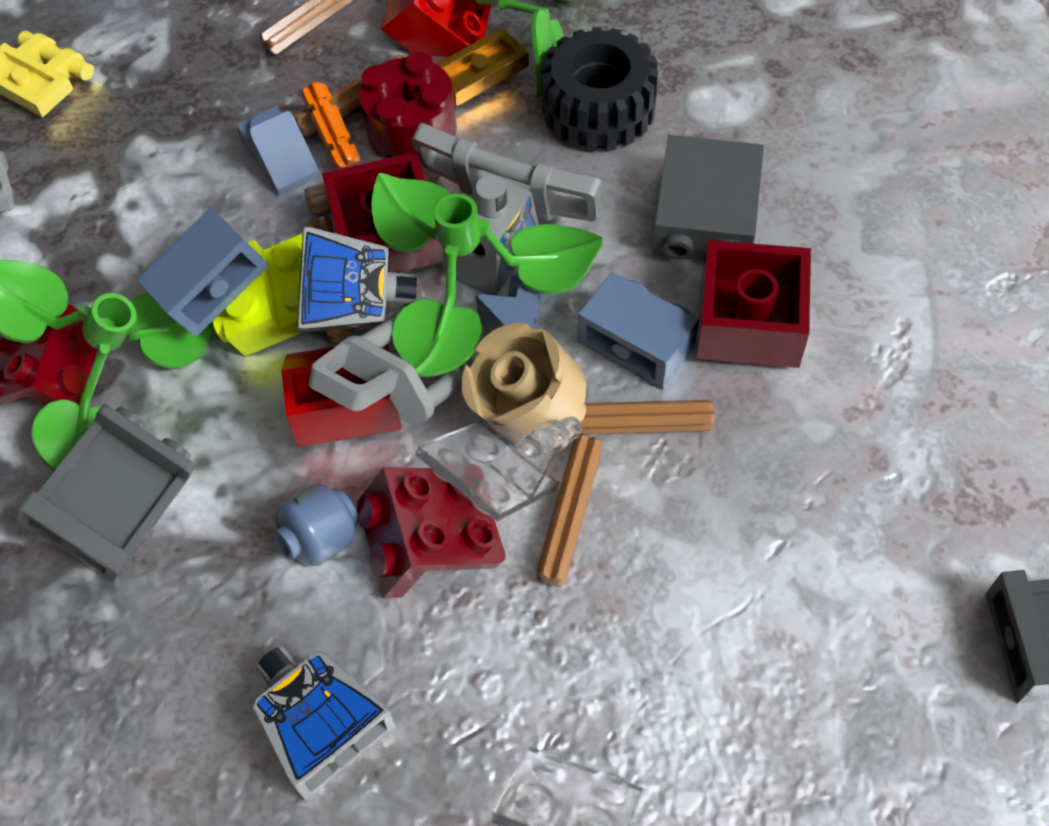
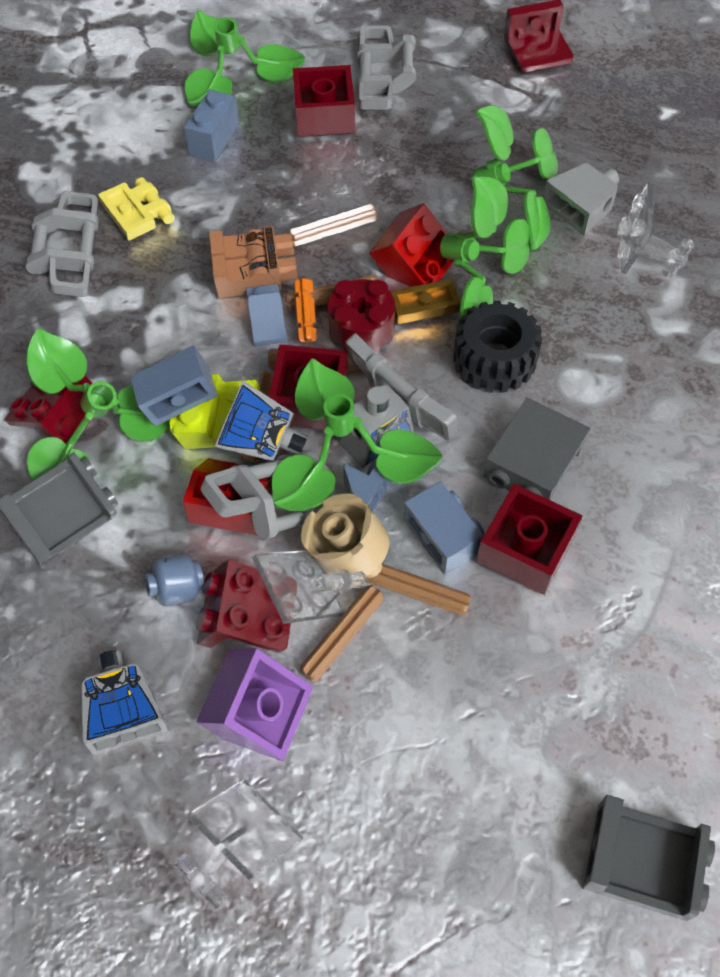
camera: 20 degrees right, 0 degrees up
(226, 87) = (250, 260): none -> nougat hips
(499, 641) = (255, 703): none -> medium lavender slope

